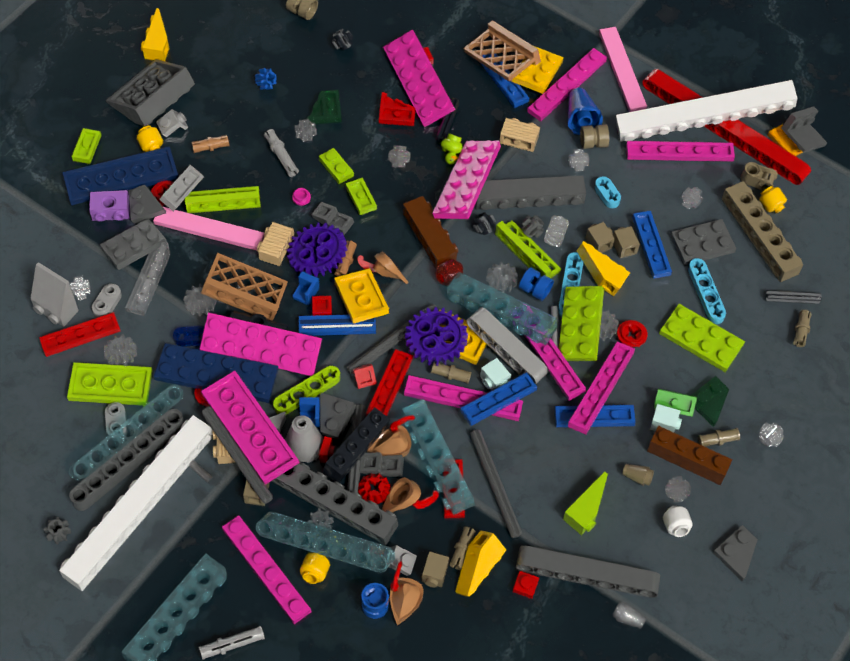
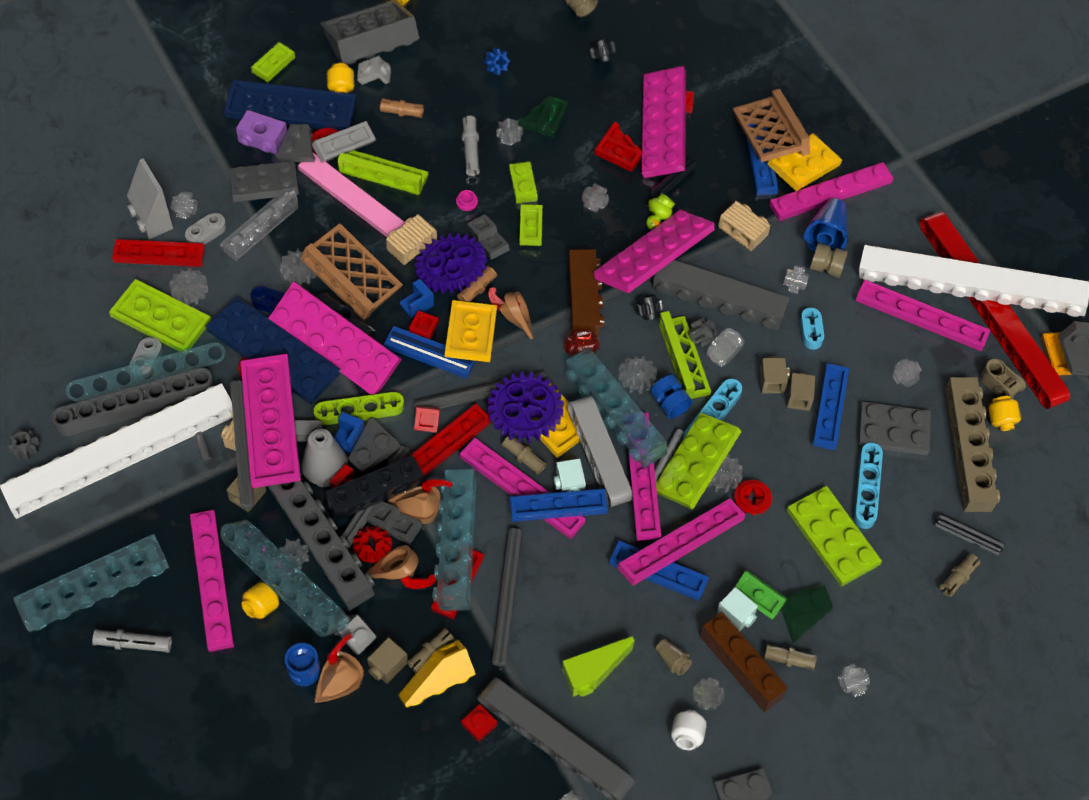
camera: 25 degrees right, 0 degrees up
(602, 268) = (757, 414): yellow slope -> none
(622, 69) = (905, 198): bright pink tile -> none

